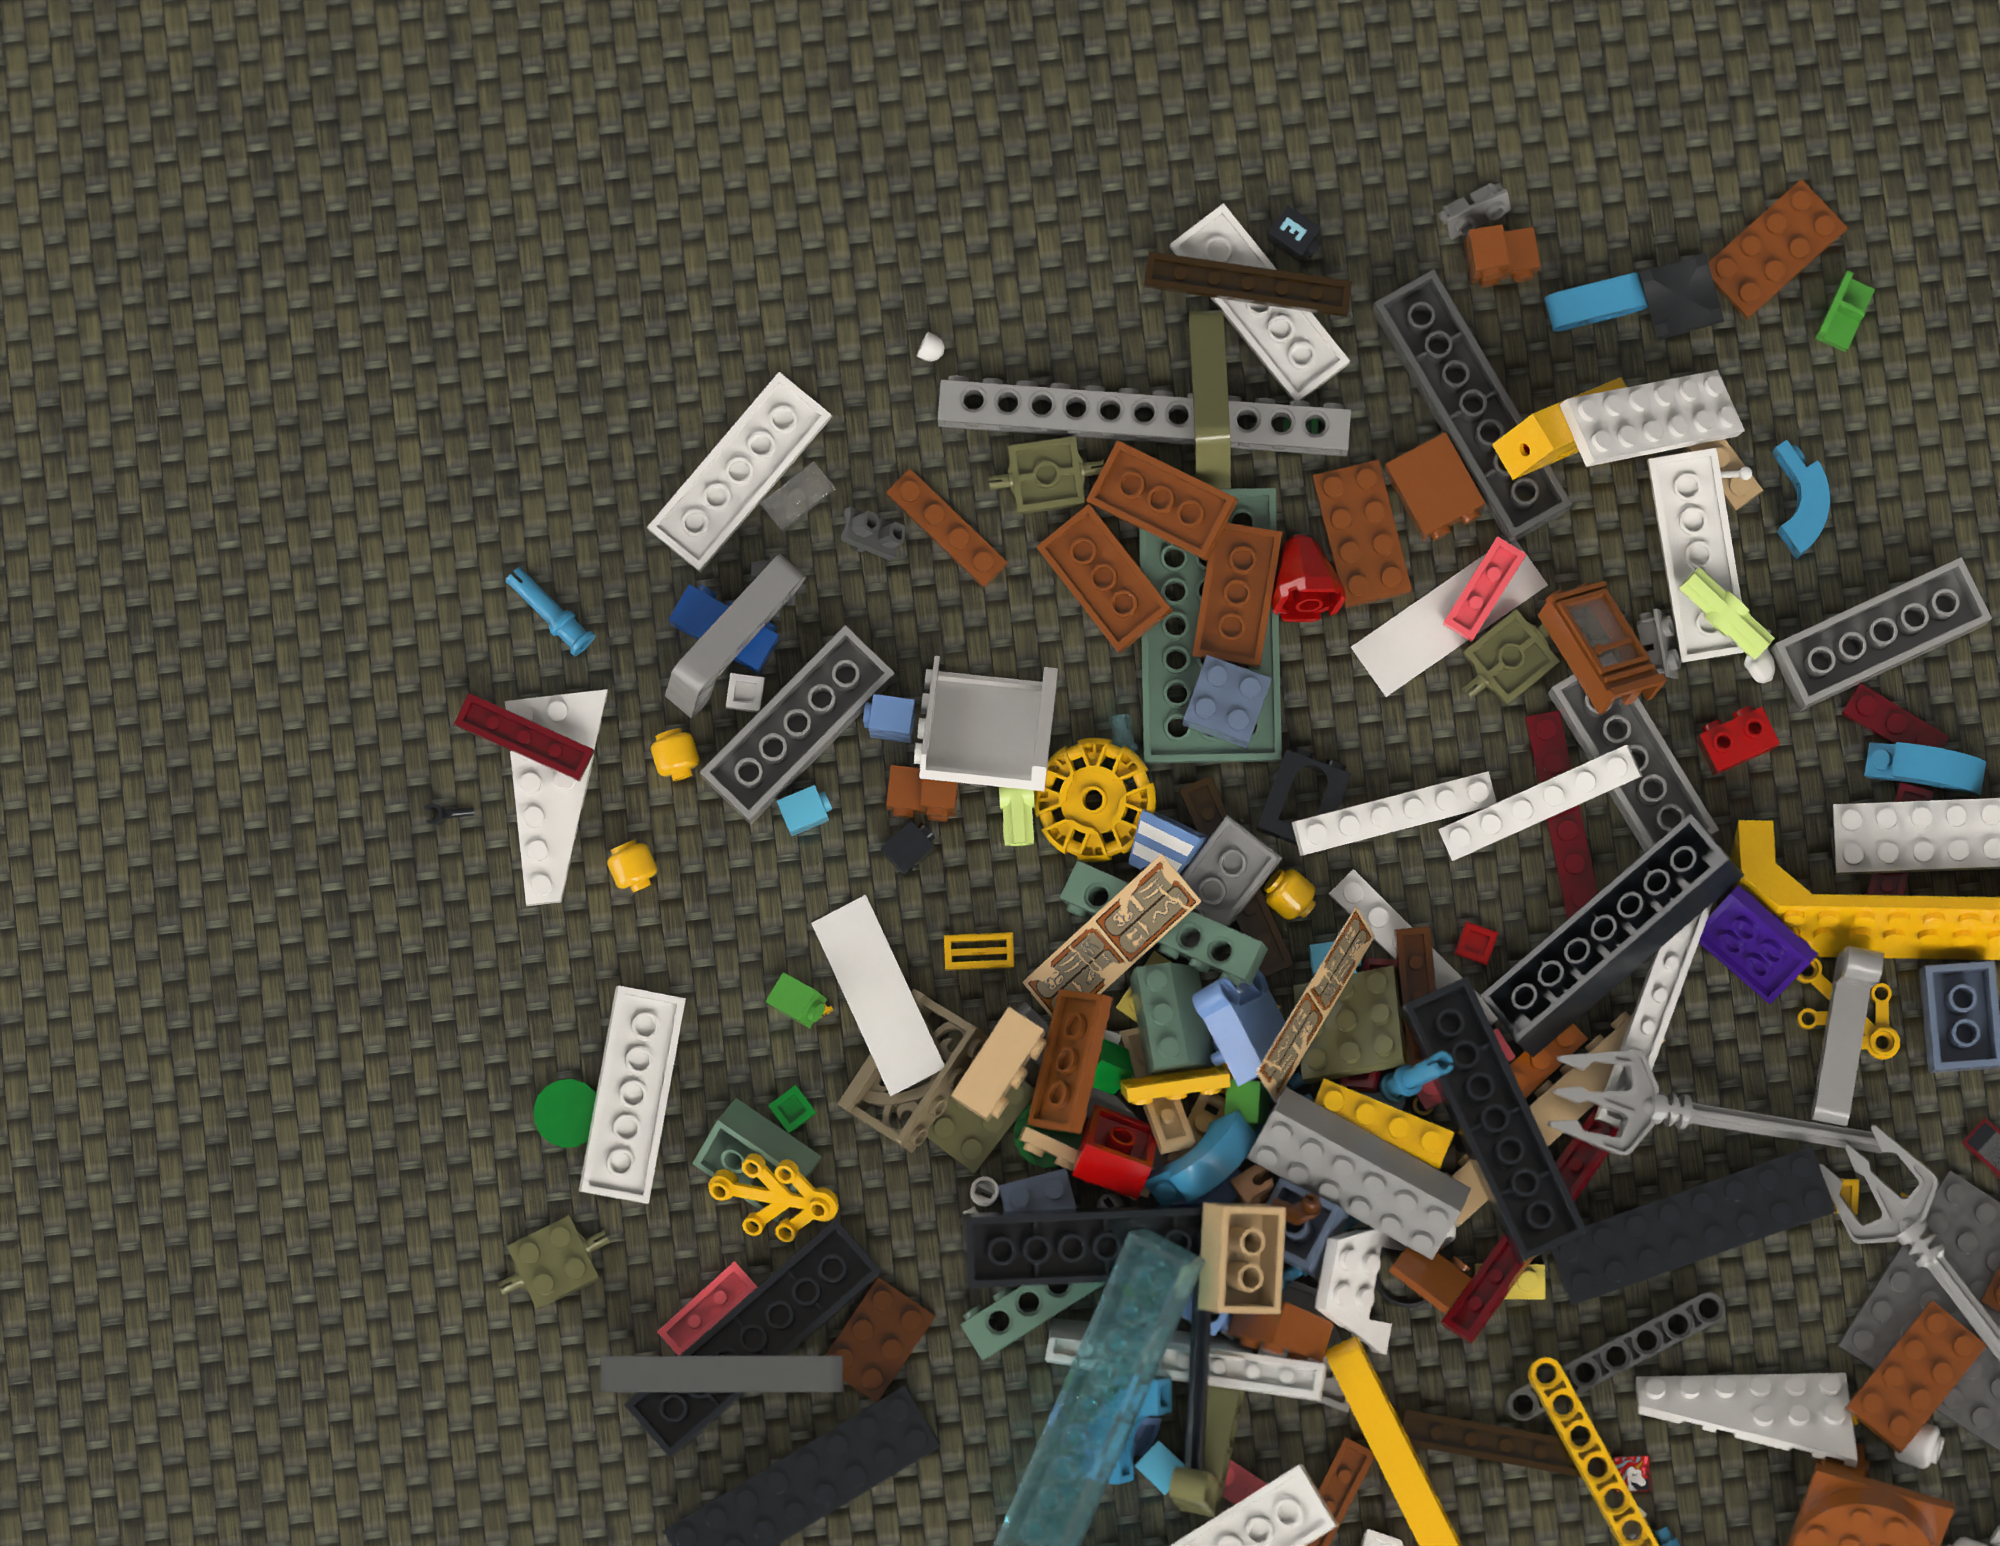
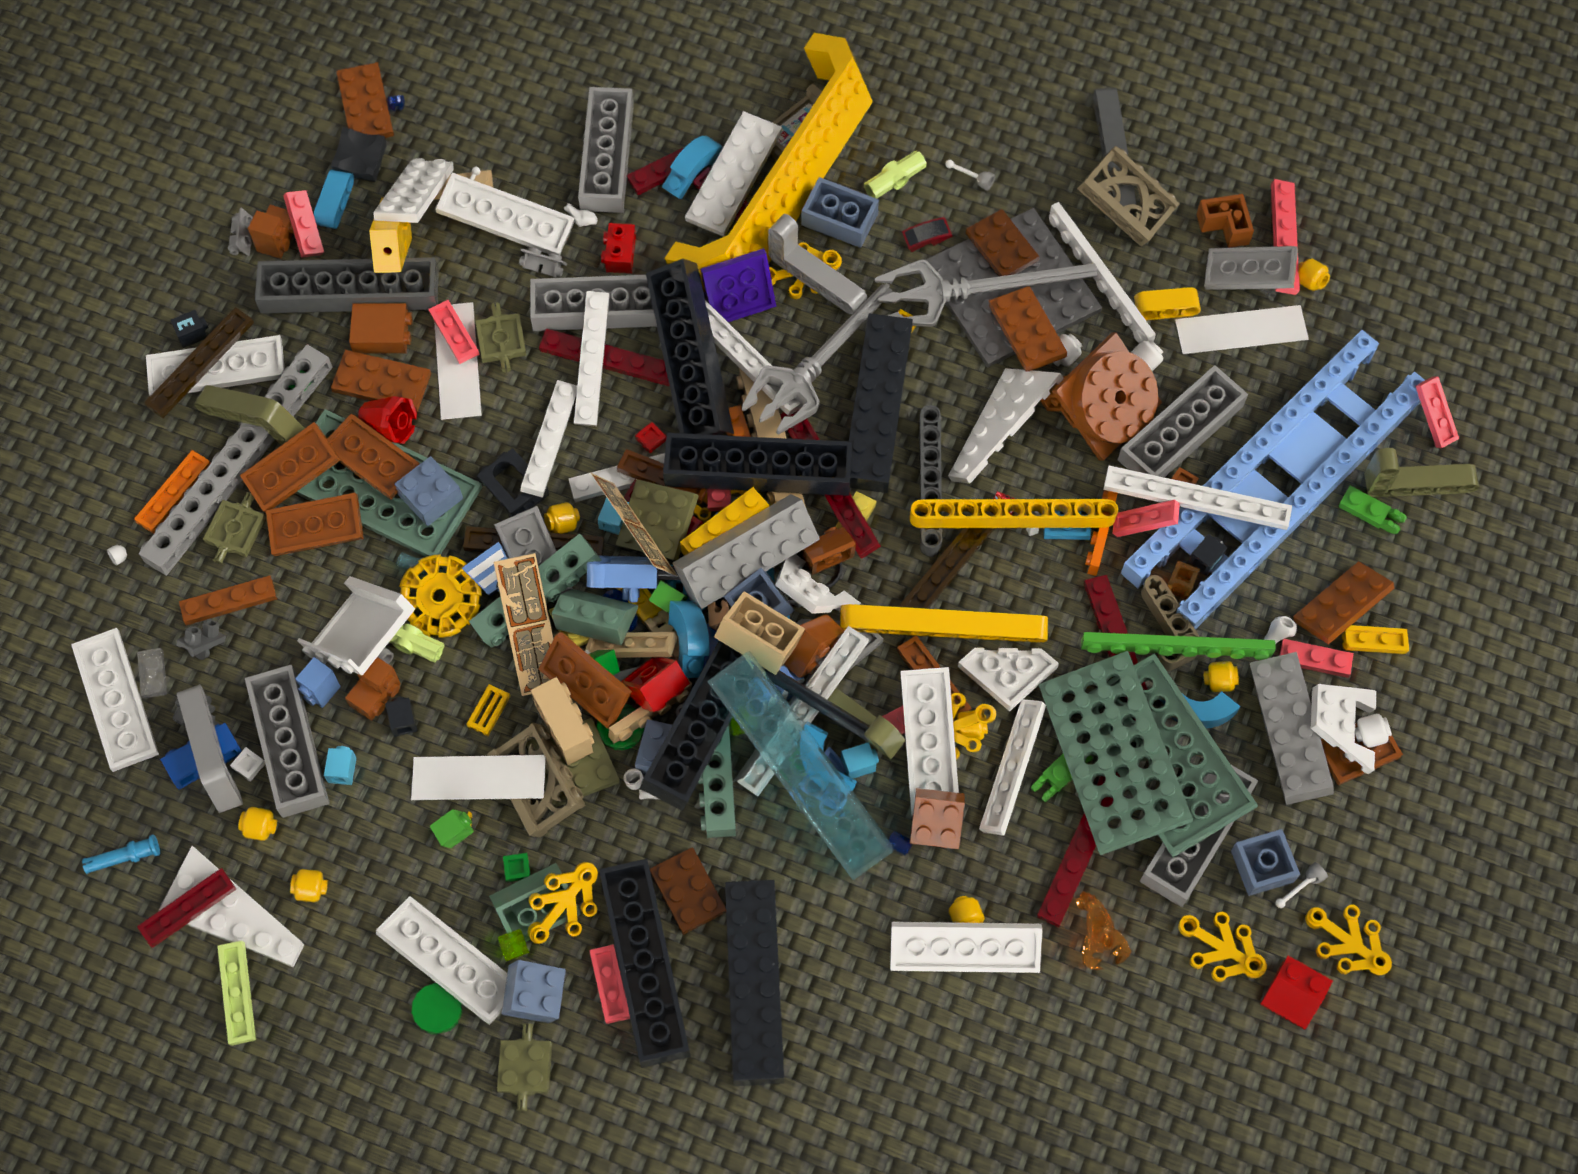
camera: 65 degrees left, 15 degrees down
(448, 813) = (205, 984): black hand -> none
(457, 859) = (236, 993): none -> yellowish green plate
(644, 1223) = (533, 991): none -> sand blue brick
(692, 1162) = (513, 944): none -> clear neon green plate
(720, 1374) = (654, 988): dark grey beam -> none
(1053, 363) = (171, 491): none -> orange plate
(1175, 1084) = (635, 628): yellow plate -> none
(1302, 1211) = (751, 585): reddish brown arm -> none
(1410, 1079) = (708, 497): dark azure pin -> none
(1530, 289) = (303, 223): none -> coral plate
(1600, 646) = (523, 282): dark orange door -> none
(1726, 613) = (546, 213): yellowish green piece -> none
(1799, 292) = (397, 100): none -> clear blue hinge
(1812, 499) = (508, 147): dark azure arch -> none
(1845, 313) = (421, 86): bright green panel -> none

